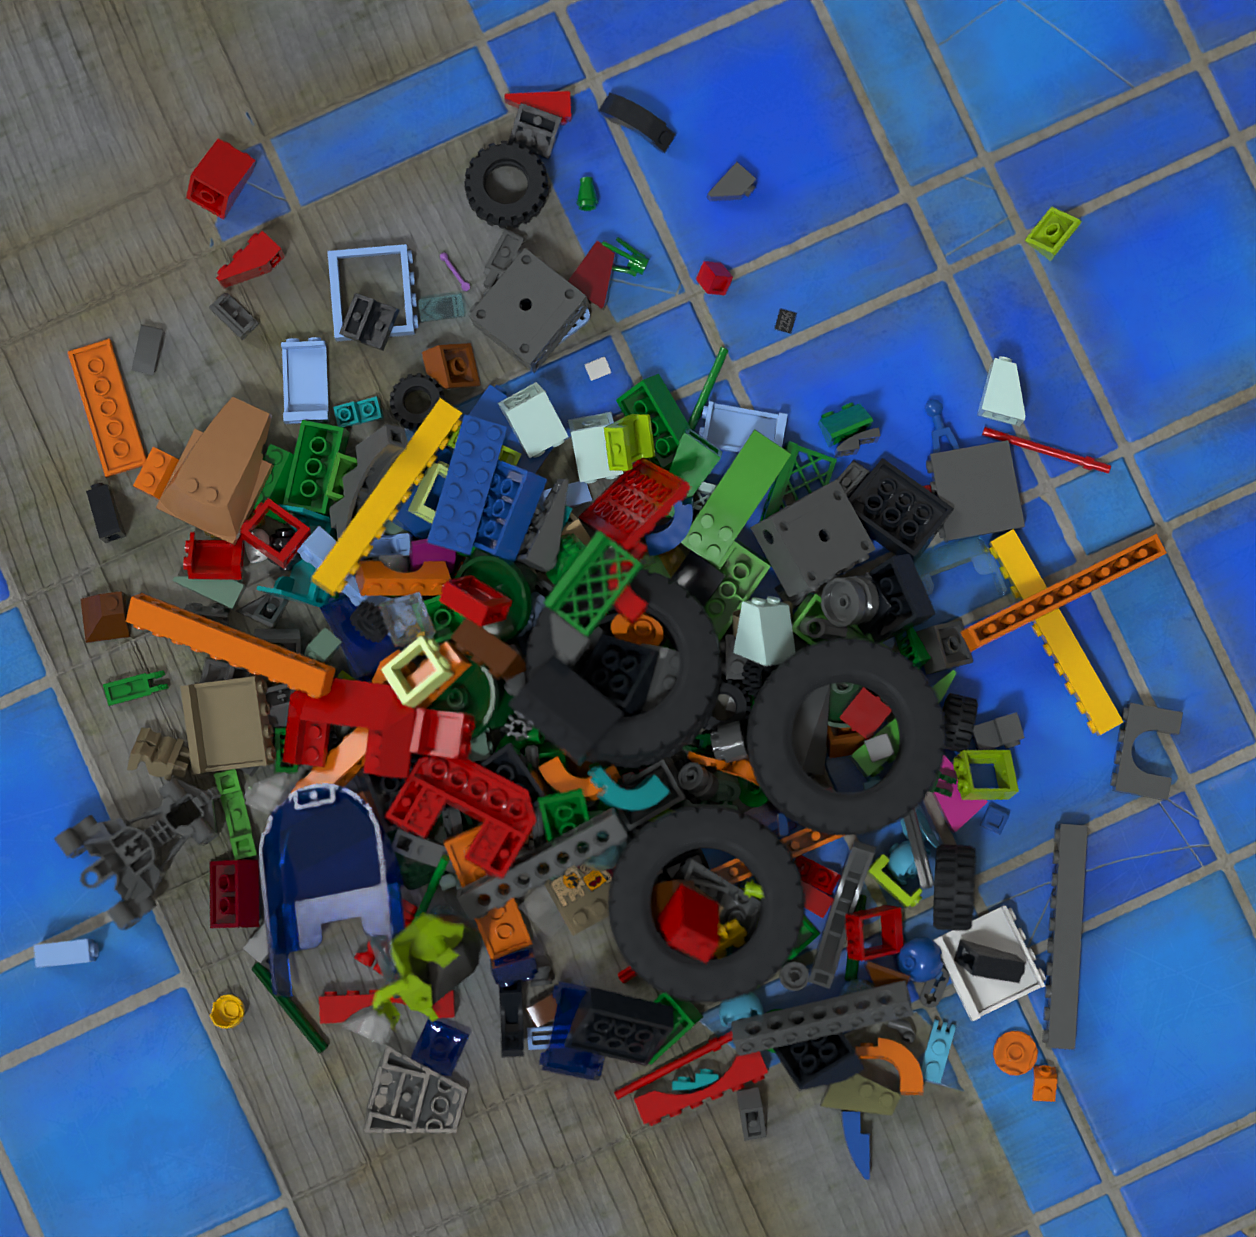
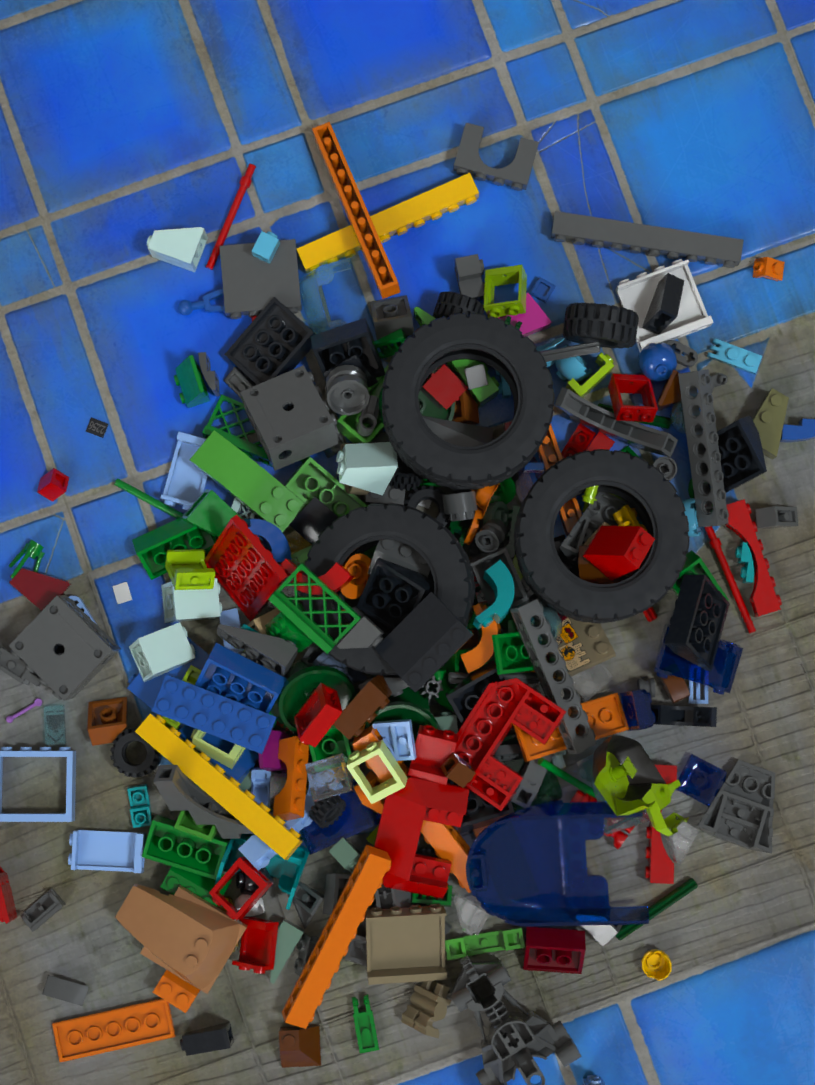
camera: 80 degrees left, 0 degrees up
(369, 322) = (60, 789): black slope -> none
(427, 763) = (458, 770): none -> reddish brown brick
(457, 692) = (398, 738): none -> light blue wing
(901, 1058) = (752, 379): orange arch -> none
(1011, 493) = (266, 246): none -> medium azure brick
(1015, 1053) = (740, 291): orange tile -> none
(1052, 232) = (44, 192): lime slope -> none

